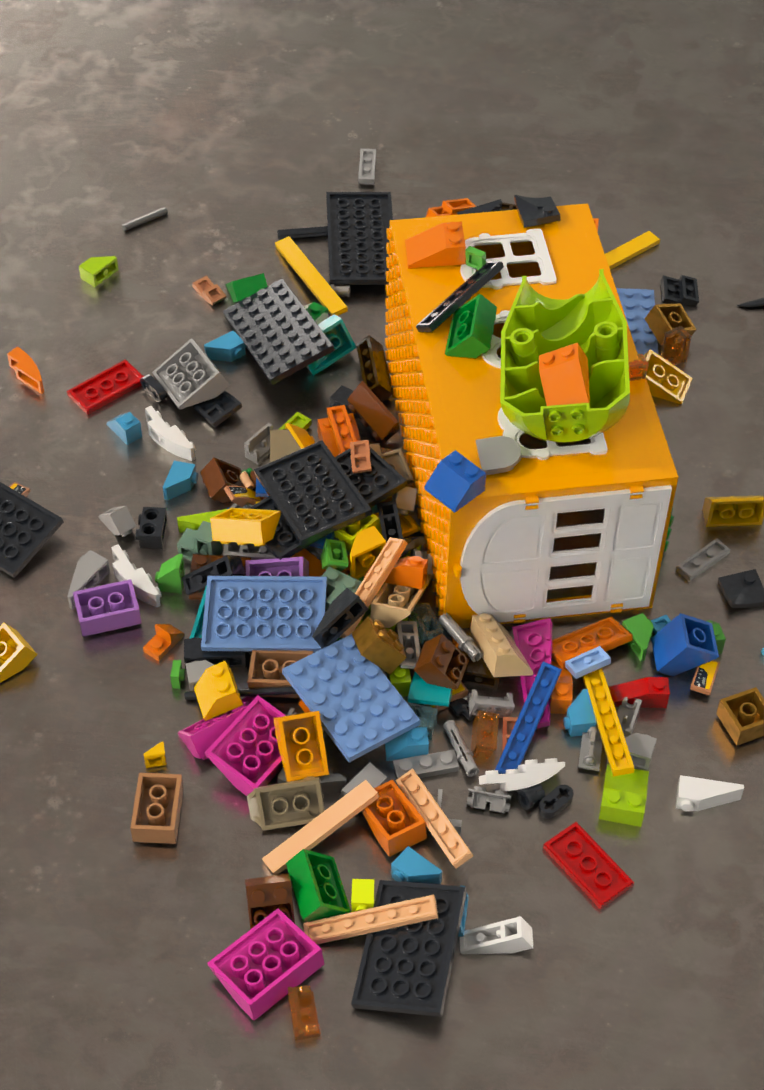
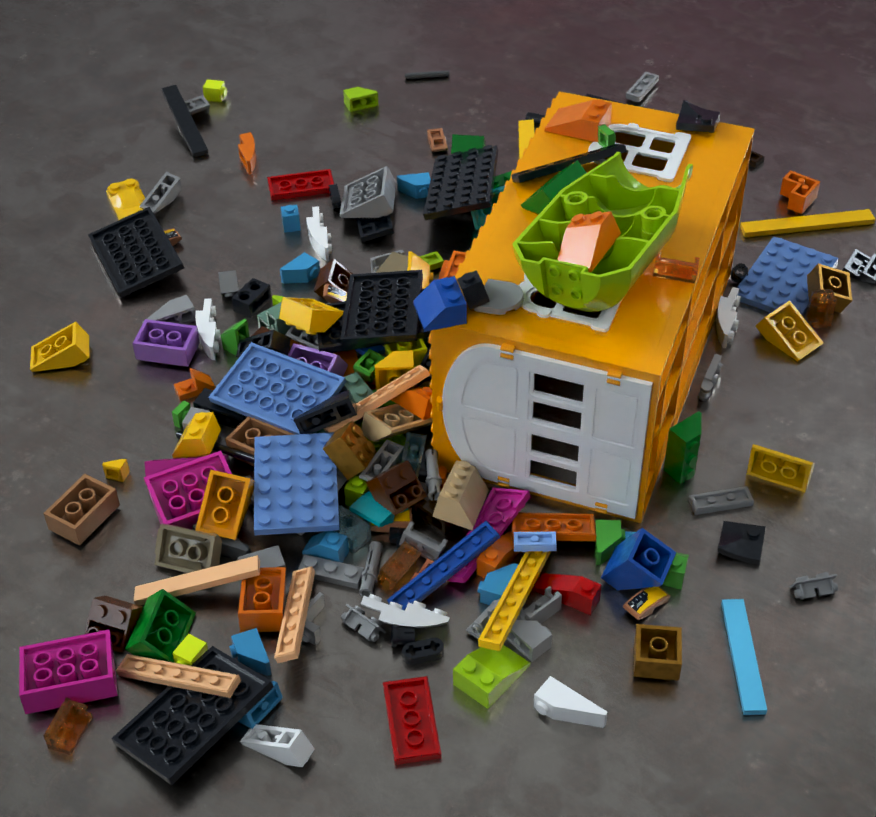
camera: 30 degrees right, 5 degrees down
(478, 454) = (473, 289): none -> black slope

